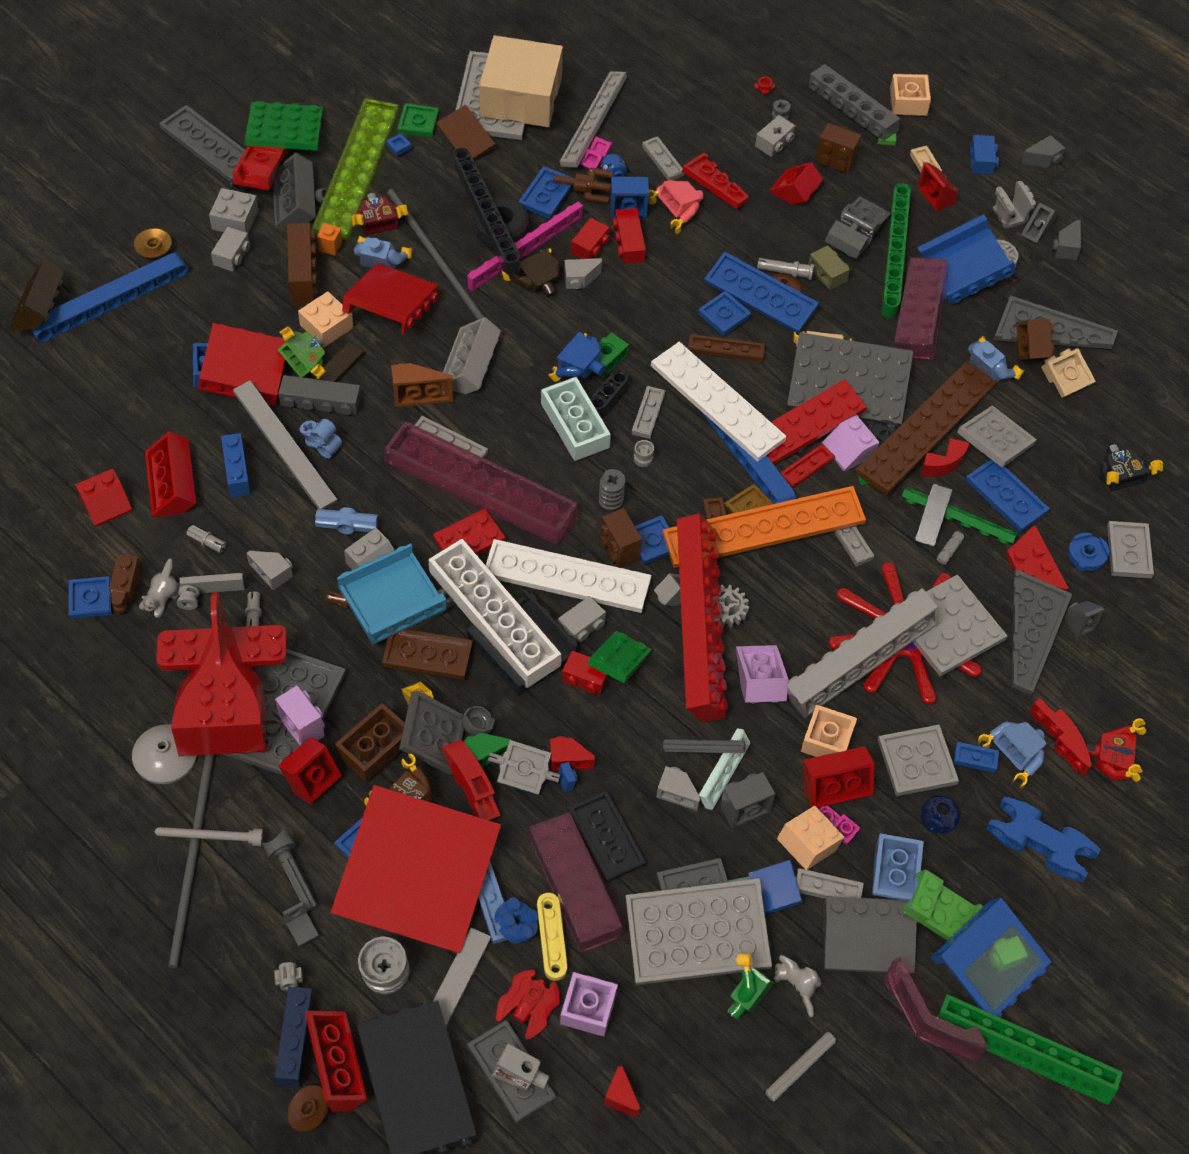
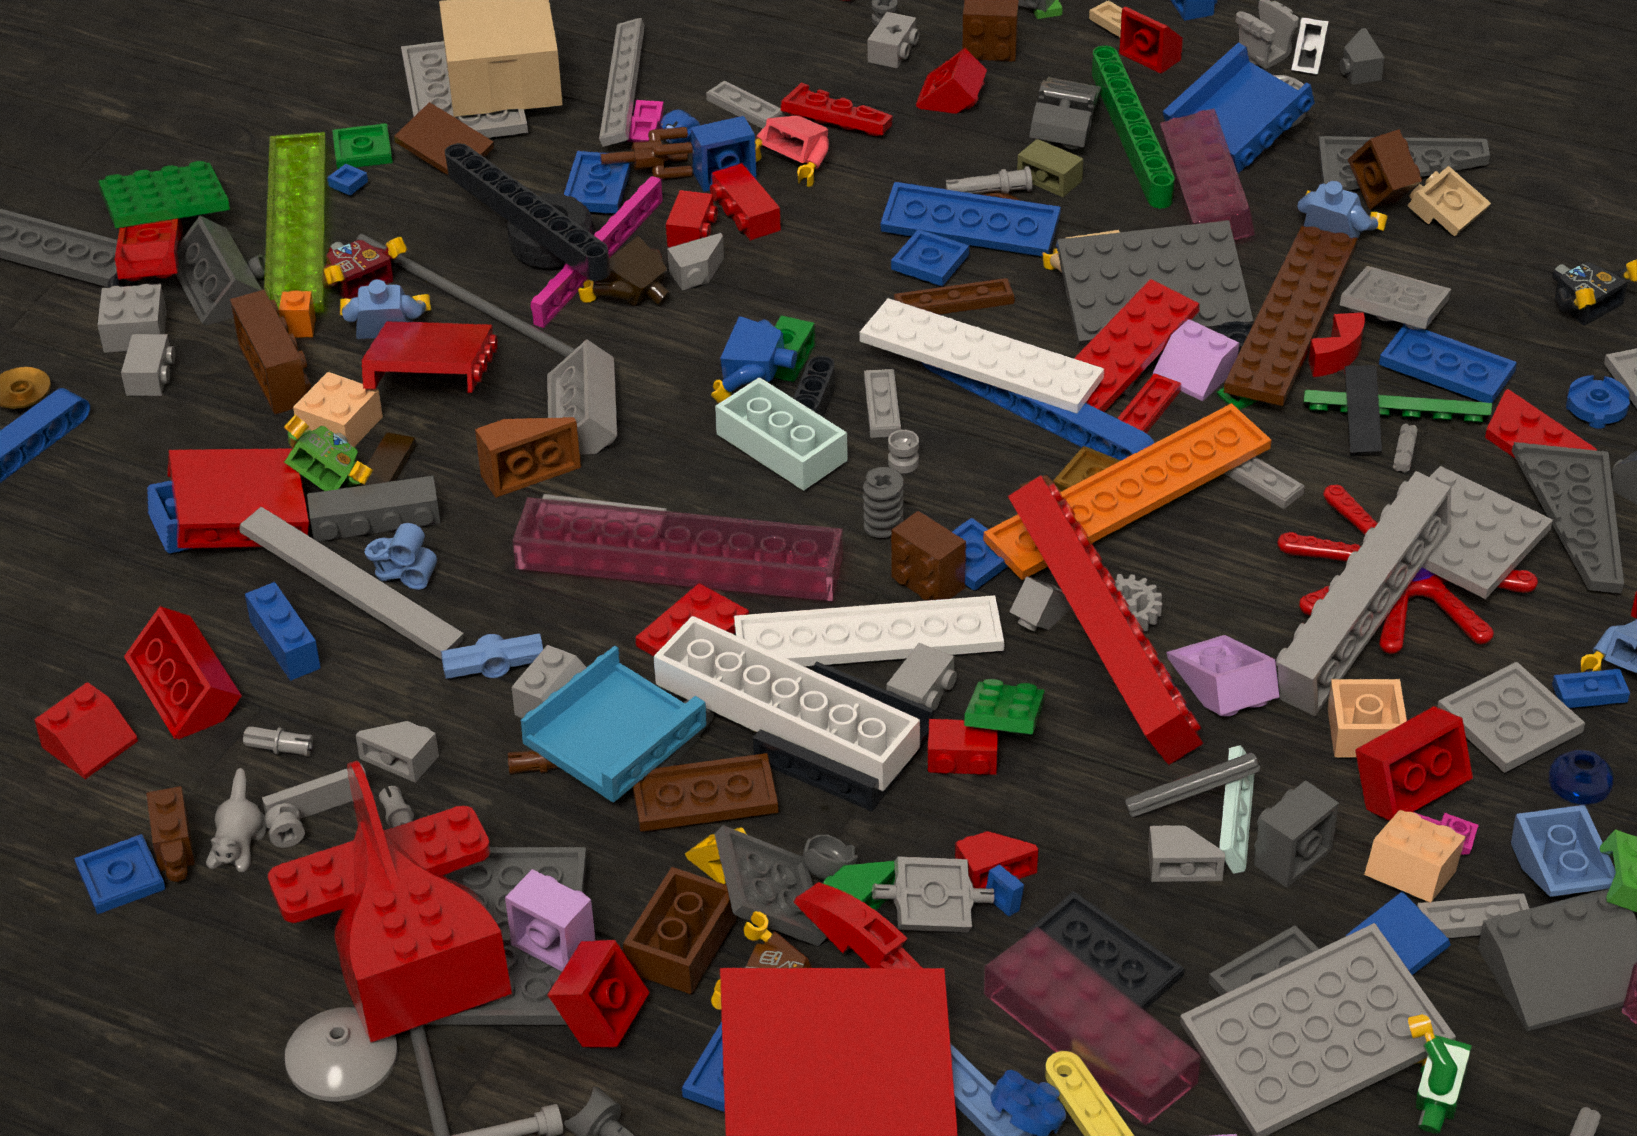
camera: 15 degrees left, 15 degrees down
(803, 980) = (1508, 1048): light grey animal -> none

